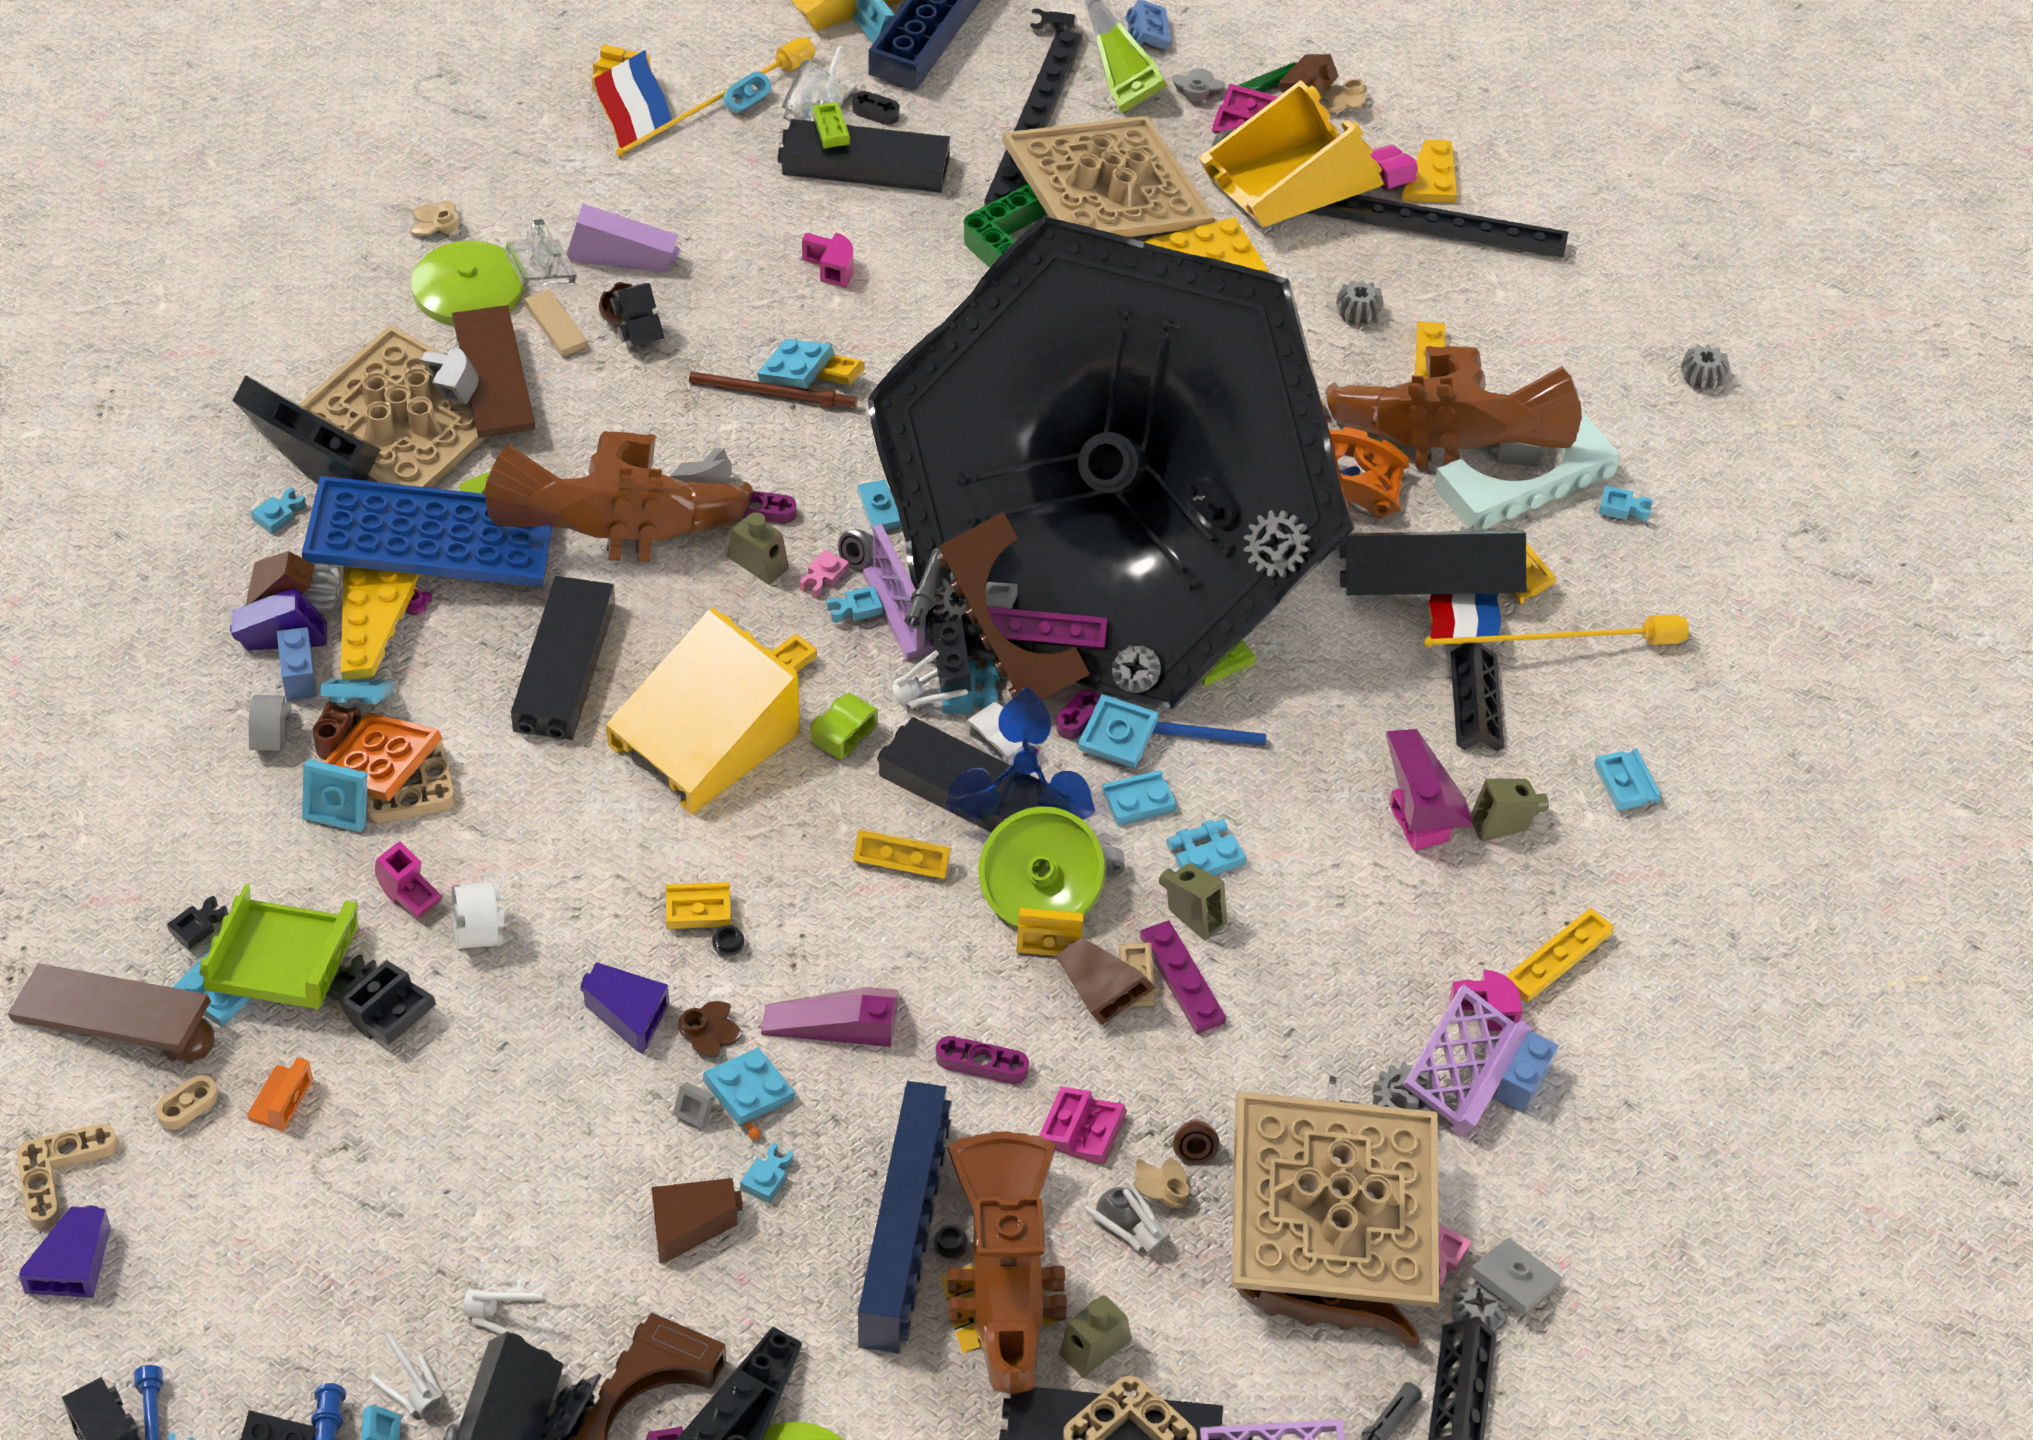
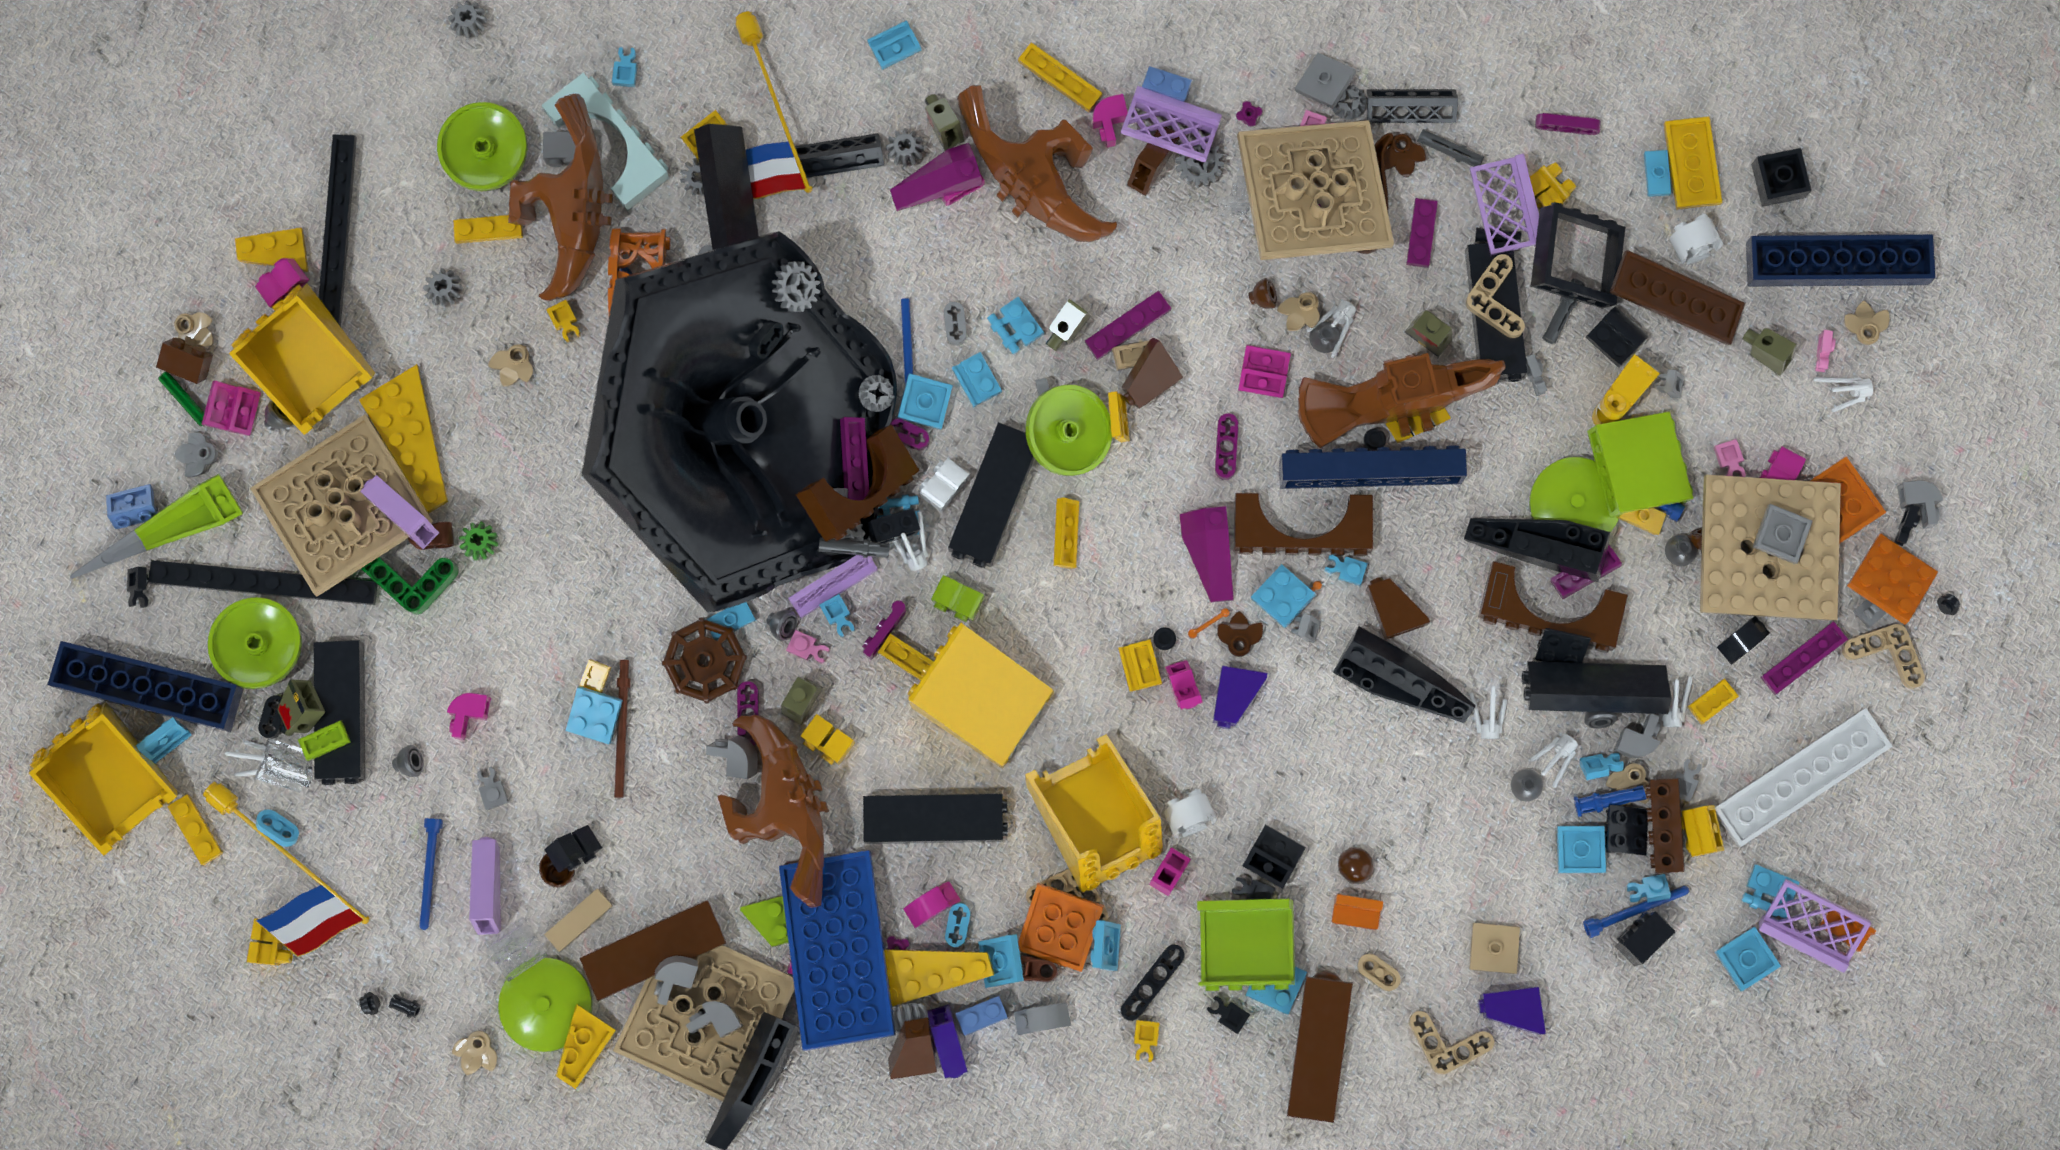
camera: 95 degrees left, 30 degrees up
(167, 1252) = (1494, 948): none -> tan plate
(205, 830) = (1146, 1035): none -> yellow plate
(266, 1385) = (1581, 849): none -> medium azure plate
(276, 513) = (826, 1084): medium azure plate -> none
(276, 848) = (1154, 984): none -> black beam
(343, 1105) = (1356, 865): none -> reddish brown hair
(375, 1344) = (1526, 785): none -> flat silver brick
(387, 397) = (717, 1013): none -> light grey brick
(405, 302) = (582, 1046): none -> yellow wing
(422, 663) = (963, 926): none -> medium azure beam
(456, 636) = (931, 904): none -> dark pink brick
(506, 171) = (405, 1006): none -> black pin
(507, 809) = (1097, 815): none -> yellow windscreen
(523, 140) = (369, 1003): none -> black plate
(595, 1197) = (1399, 677): none -> black wedge
(656, 946) = (1183, 685): none -> dark pink brick
(705, 562) = (816, 735): none -> yellow piece
(707, 215) = (432, 828): none -> blue piece
(727, 979) = (1193, 632): none -> orange hinge
(733, 272) = (493, 792): none -> light grey plate
(766, 36) = (195, 829): none -> yellow plate
(788, 204) = (409, 761): none -> flat silver brick
(816, 1182) = (1255, 532): none -> reddish brown arch
(829, 453) = (717, 664): none -> reddish brown plate
(829, 652) = (884, 628): none -> magenta plate
(871, 112) = (299, 707): none -> olive torso
(963, 94) = (254, 643): none -> lime dish
(1023, 721) = (977, 452): clear blue plant -> none
(1081, 198) = (399, 511): none -> lavender slope
(1221, 786) = (949, 323): none -> light grey beam
(1257, 1365) = (1421, 233): none -> magenta plate
(1381, 1361) = (1404, 158): none -> reddish brown plate
(1409, 1030) = (1149, 165): none -> reddish brown slope
(1422, 877) = (1029, 172): none -> dark orange animal
(1475, 764) = (908, 154): none -> light grey gear
(1475, 1181) = (1248, 120): none -> magenta plate
(1531, 345) = (482, 146): none -> lime dish

